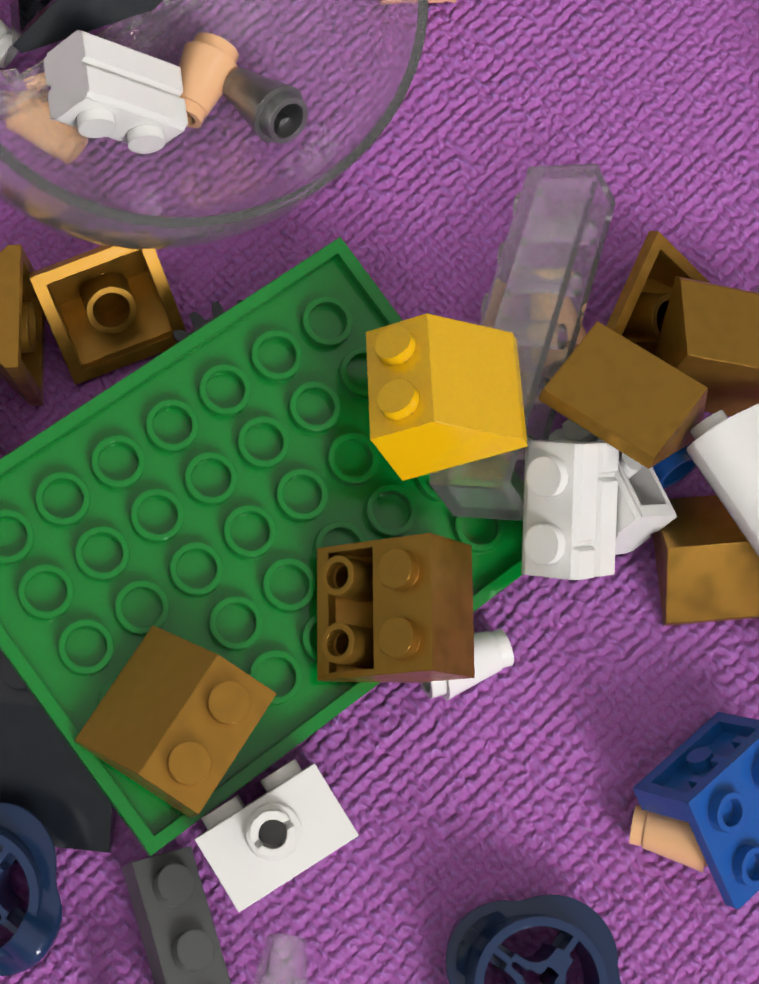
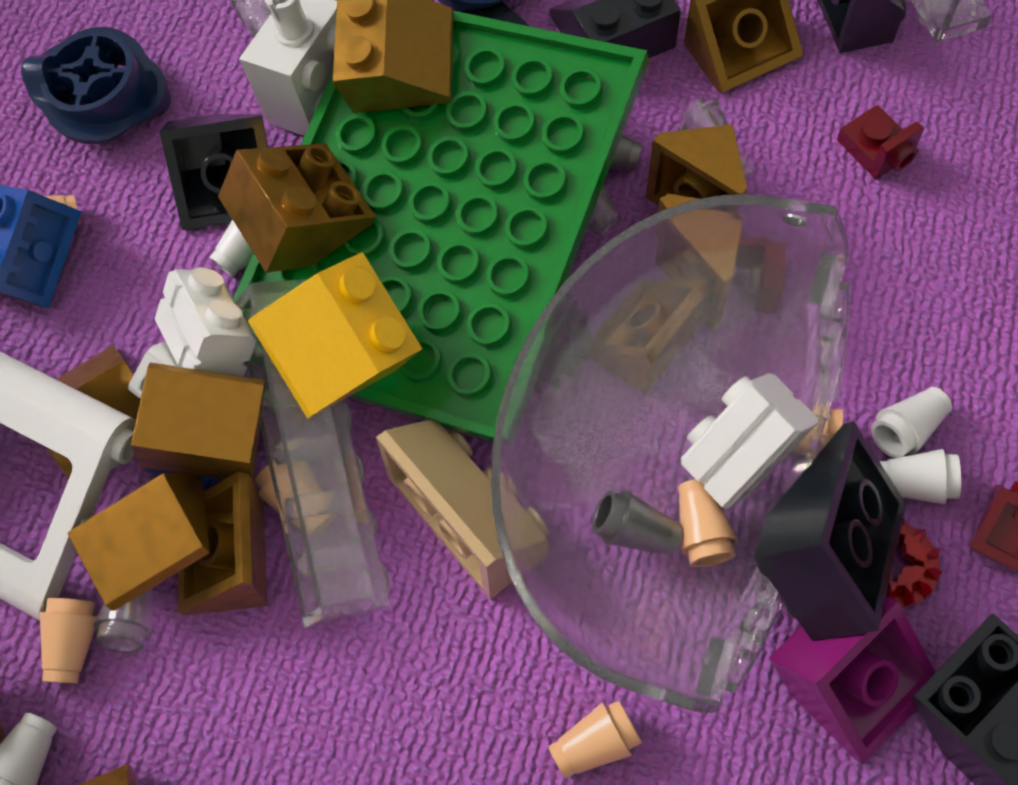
camera: 150 degrees right, 10 degrees down
(408, 217) = (449, 495): none -> tan slope
(444, 771) = (199, 158): none -> black slope

